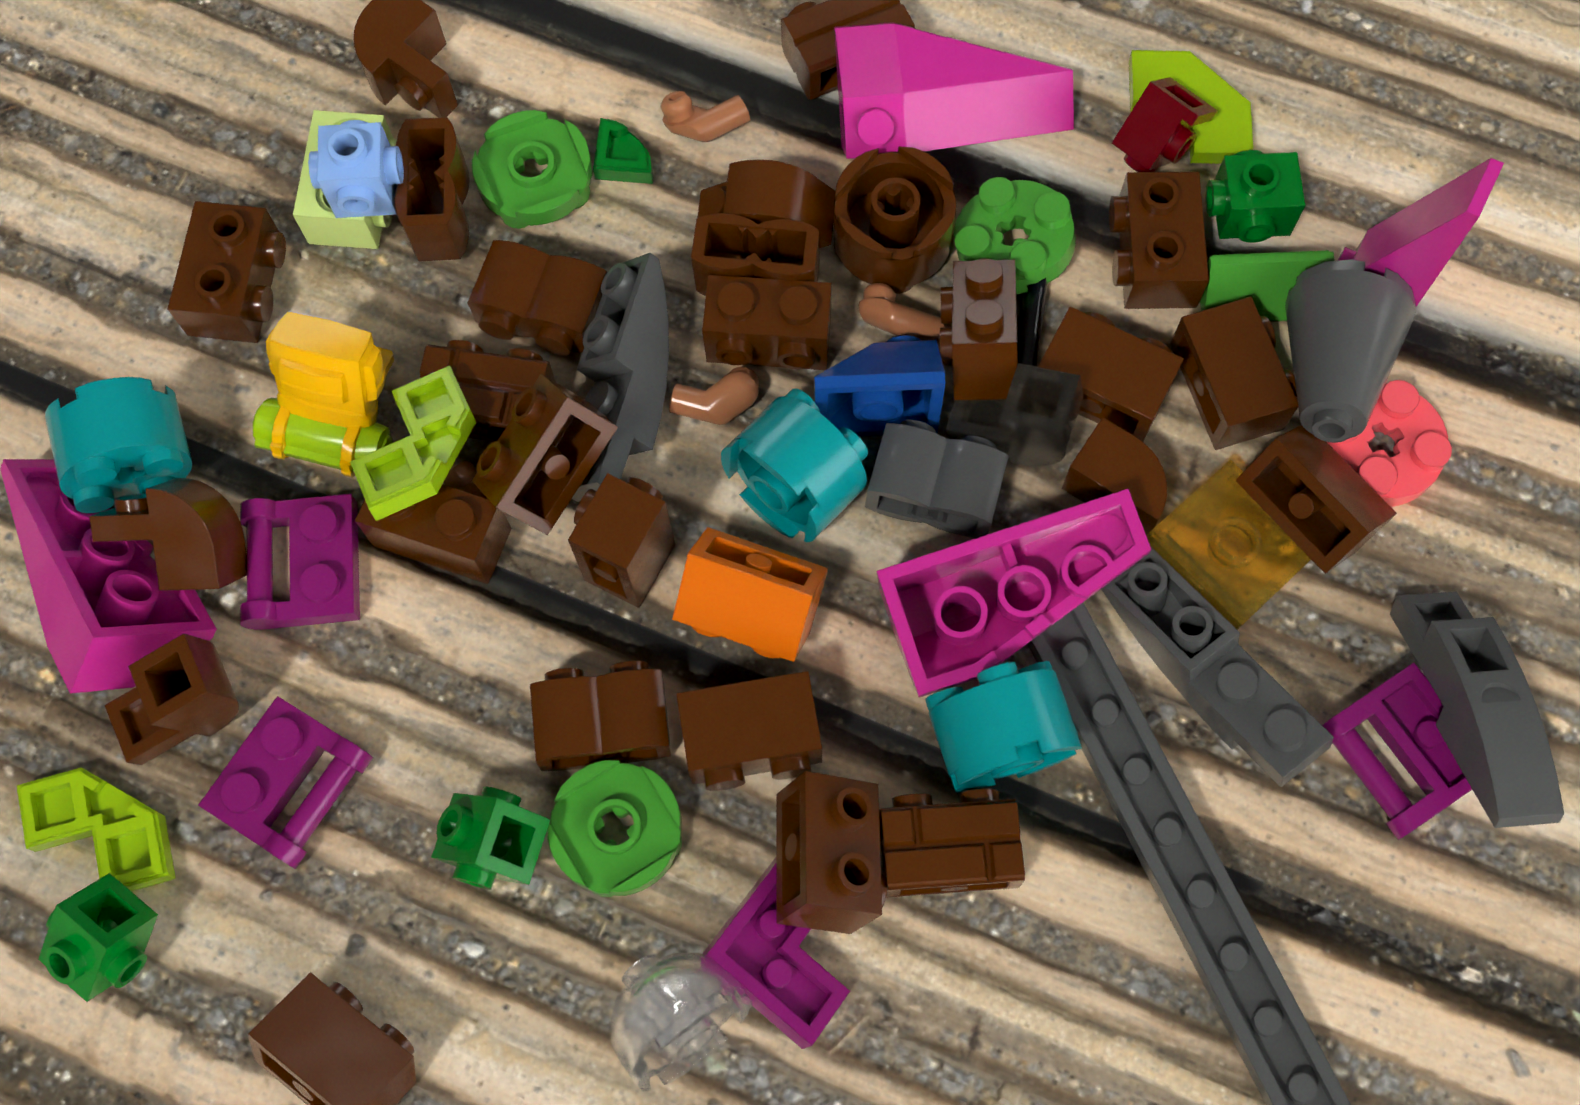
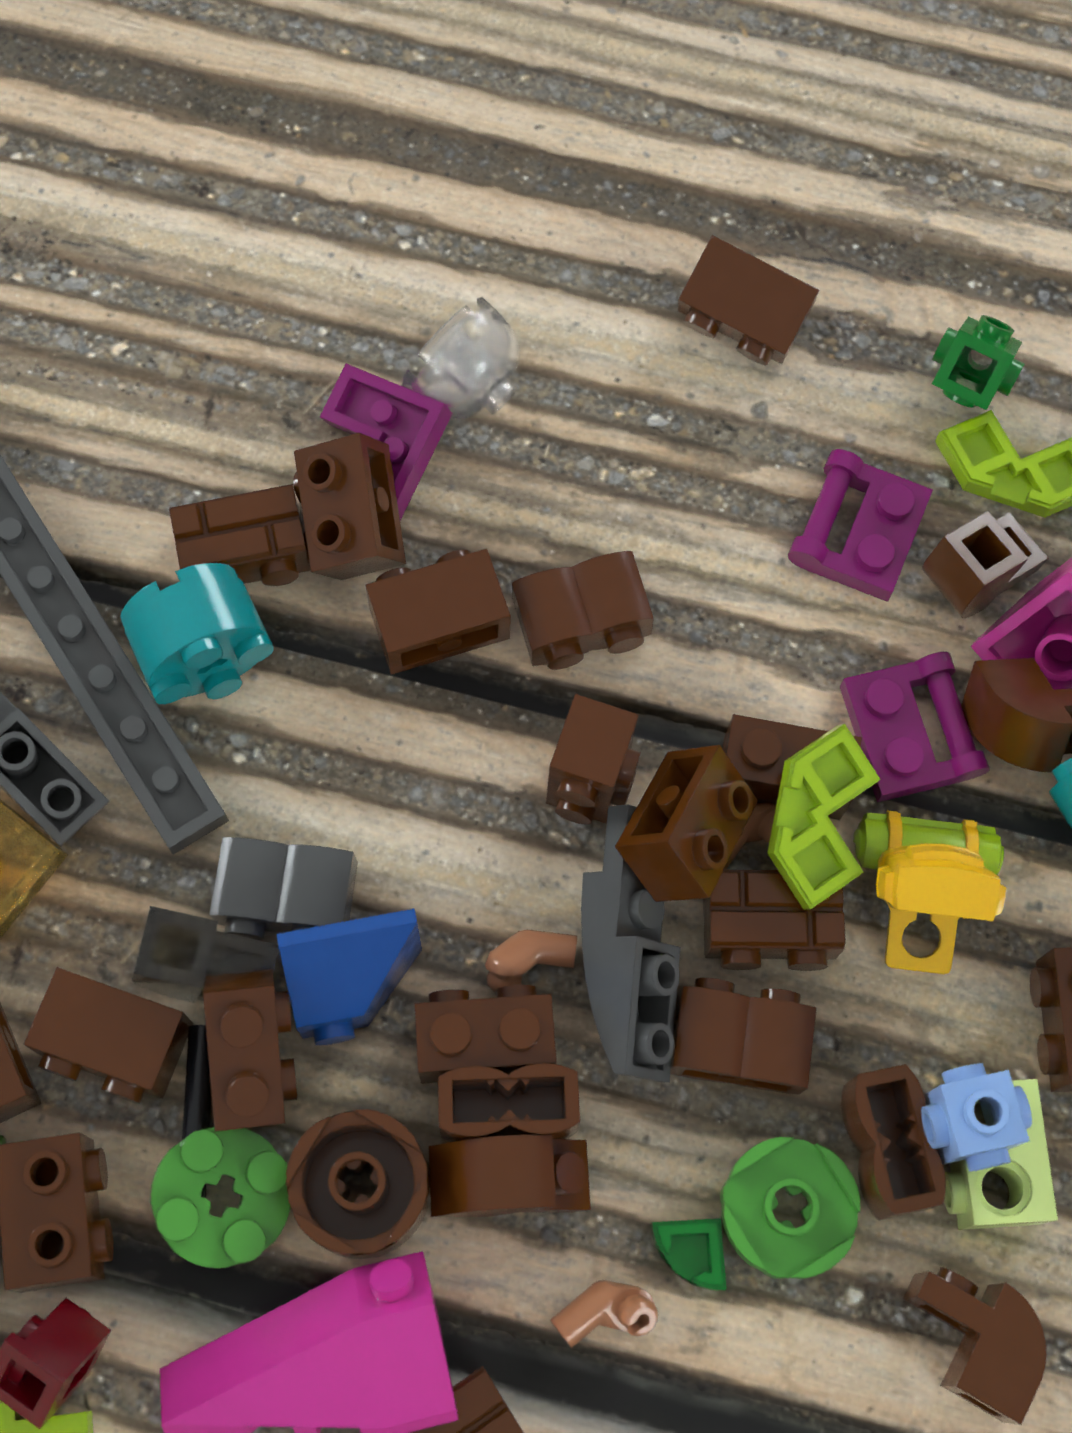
camera: 165 degrees right, 0 degrees up
(489, 838) = (658, 484): green brick -> none
(577, 819) = (551, 489): bright green plate -> none
(749, 594) = (456, 735): orange brick -> none
(797, 466) = (430, 863): teal brick -> none
(882, 312) = (344, 1071): nougat arm -> none
(1002, 590) = (213, 756): dark pink wedge -> none
(1117, 462) = (83, 901): reddish brown brick -> none

